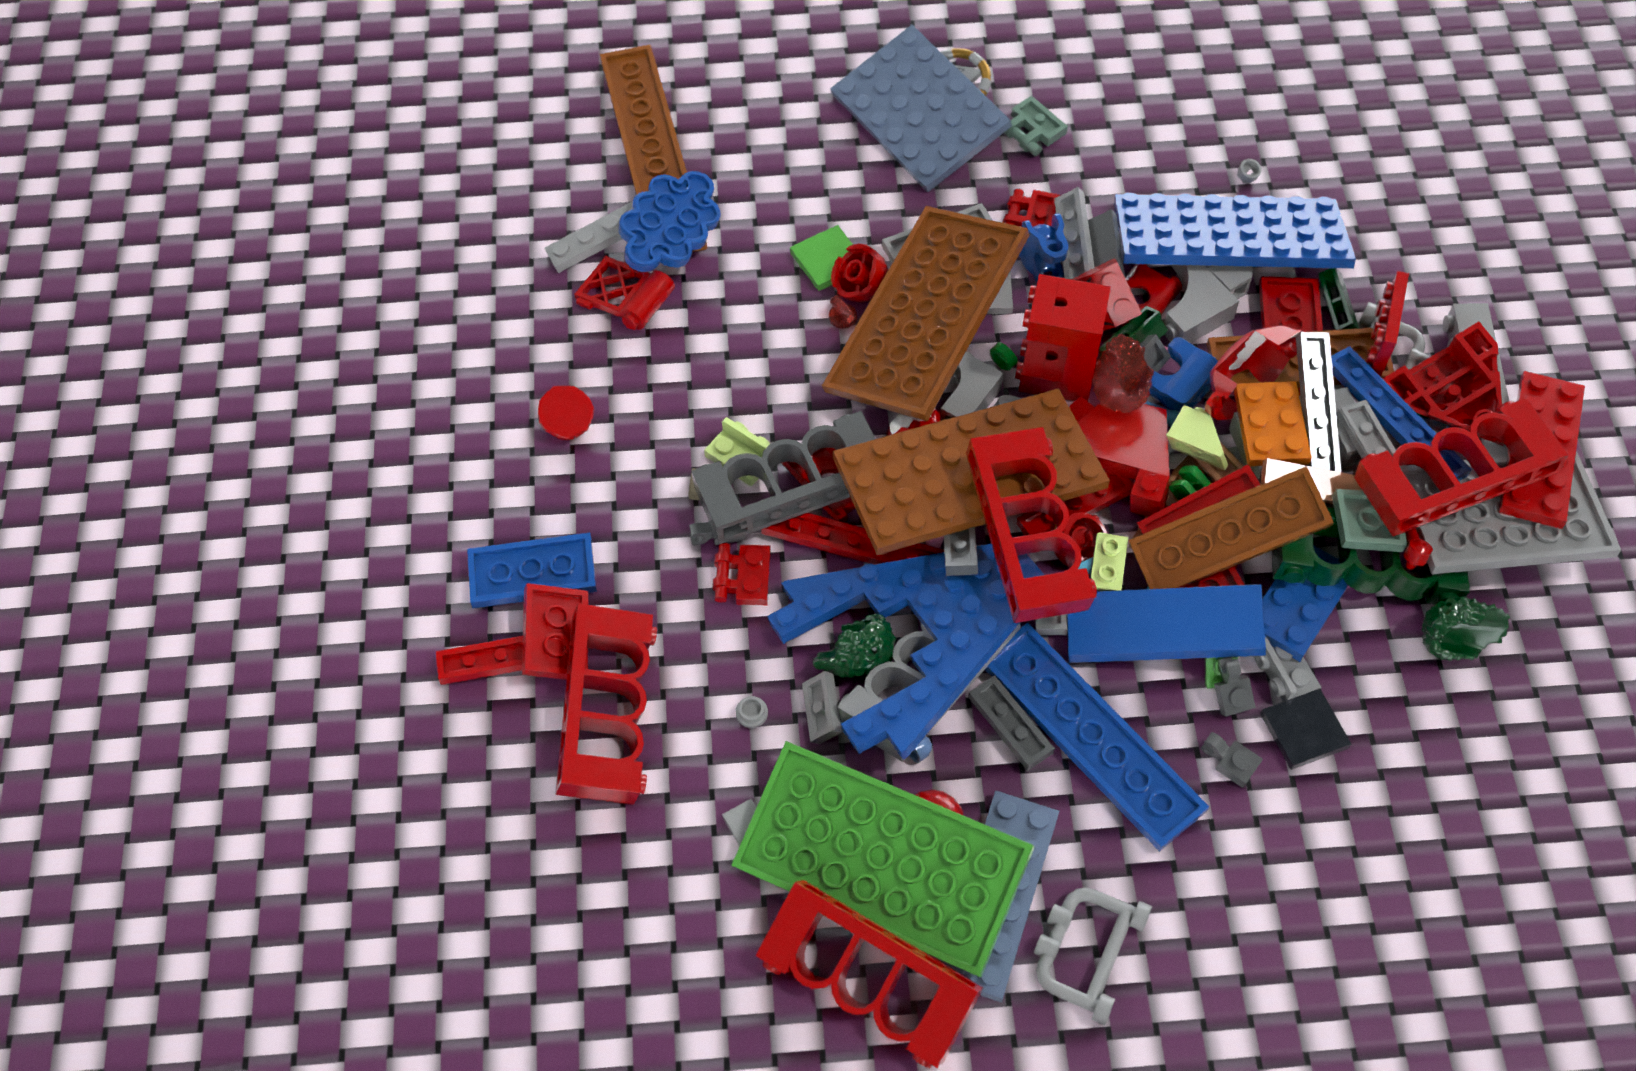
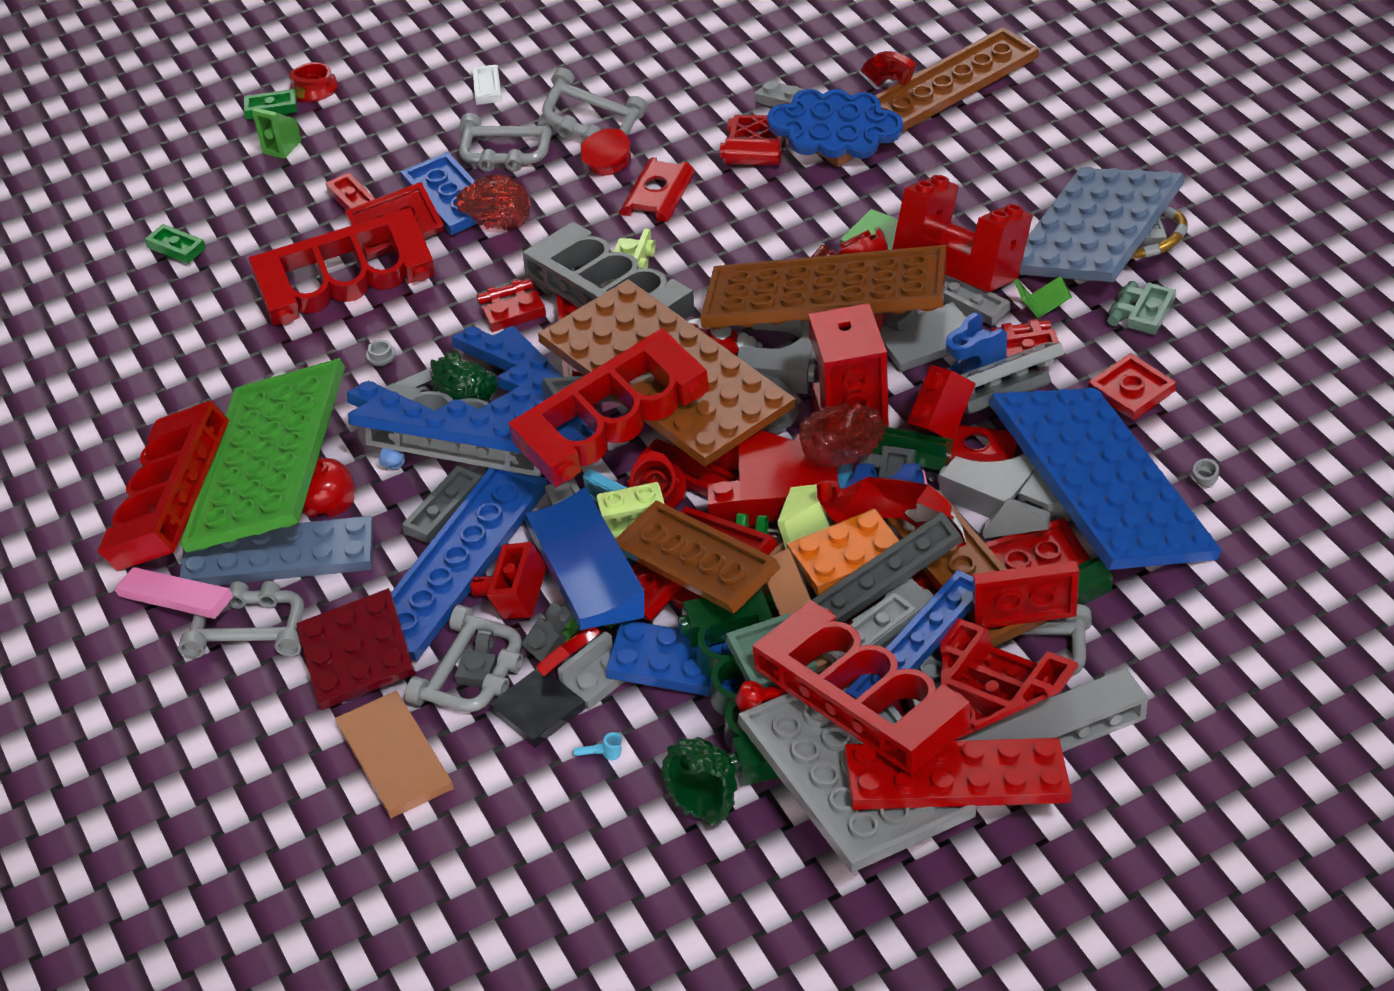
camera: 70 degrees right, 15 degrees down
(231, 643) = (313, 82): none -> red hat
(242, 695) = (281, 102): none -> green plate
(315, 701) = (276, 132): none -> bright green slope
(361, 480) = (486, 84): none -> white tile
(436, 863) = (175, 243): none -> green plate
(481, 450) = (471, 127): none -> light grey bar
(506, 430) = (567, 125): none -> light grey bar
(587, 532) = (495, 202): none -> clear red piece
(607, 151) = (889, 66): none -> red tile
(645, 414) = (662, 200): none -> red piece
(888, 214) = (979, 258): none -> red piece
(986, 177) = (1045, 298): none -> bright green bracket
(1024, 1008) = (174, 592): none -> bright pink tile
(1125, 171) = (1133, 386): none -> red plate
(1157, 693) = (515, 581): none -> red brick
(1184, 856) = (355, 649): none -> dark red plate
(1253, 308) = (1016, 518): none -> light grey slope
(1254, 815) = (494, 684): none -> light grey bar
(1266, 683) = (568, 650): none -> red tile
(1317, 866) = (394, 754): none -> nougat tile
(1375, 692) = (610, 748): none -> medium azure hand

